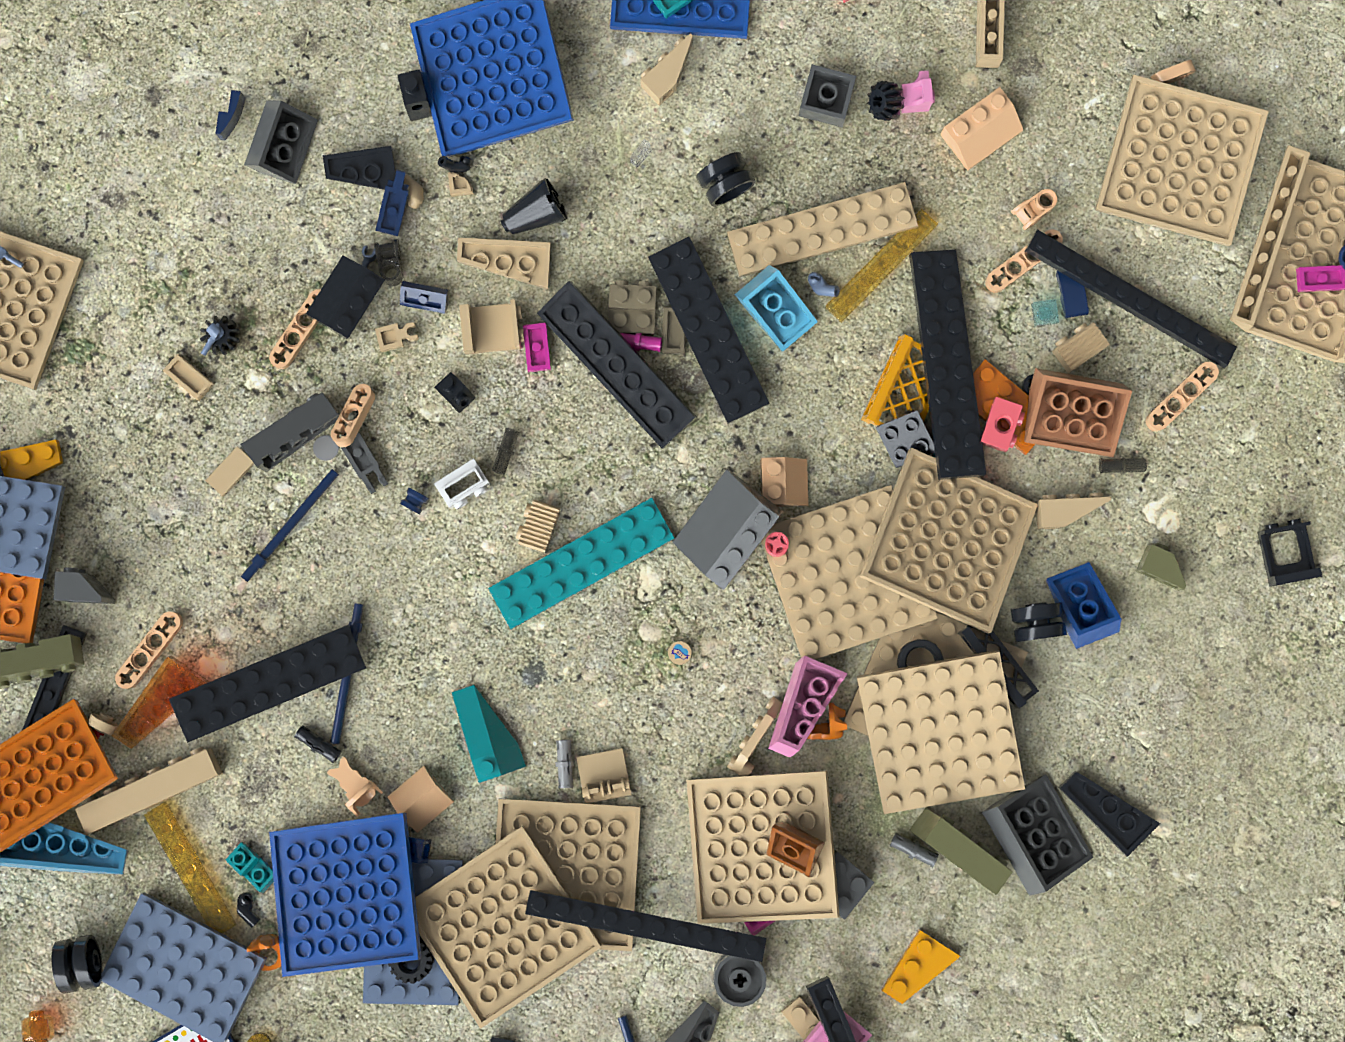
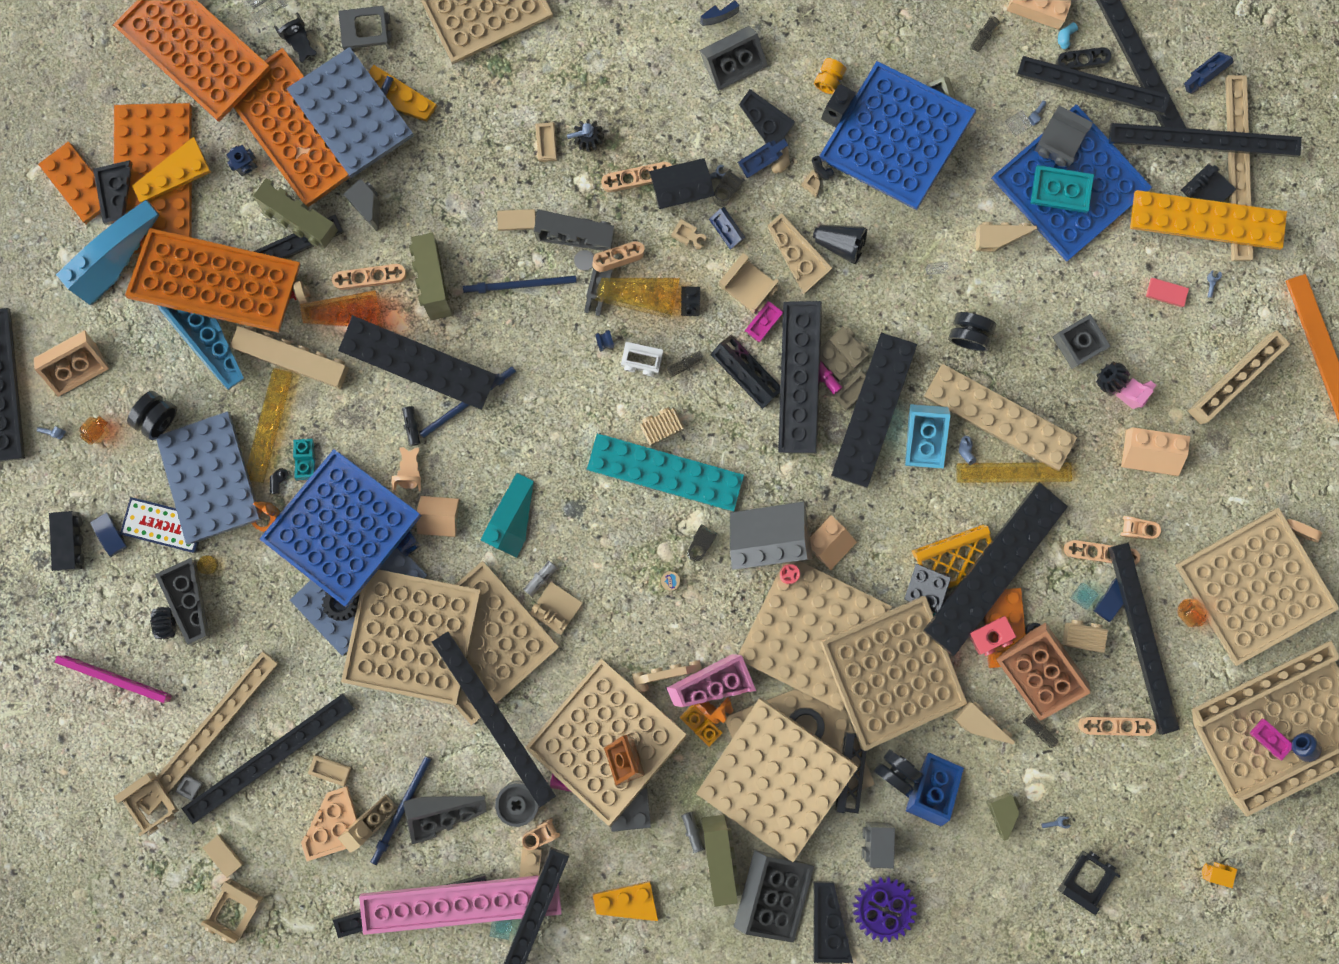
camera: 40 degrees right, 0 degrees up
(203, 596) = (430, 276): none -> olive wedge
(380, 71) = (831, 74): none -> light orange wheel
(405, 429) = (645, 295): none -> clear yellow wedge
(564, 409) = (744, 372): none -> black fence
(672, 590) = (703, 540): none -> clear smoke piece
(786, 983) = (541, 834): none -> light nougat piece
(829, 751) = (700, 725): none -> light orange slope
(1082, 700) = (878, 845): none -> dark grey brick
(1149, 770) = (891, 893): none -> dark purple gear
(1150, 236) = (1192, 612): none -> clear orange head
(1214, 528) = (1059, 822): none -> sand blue hand

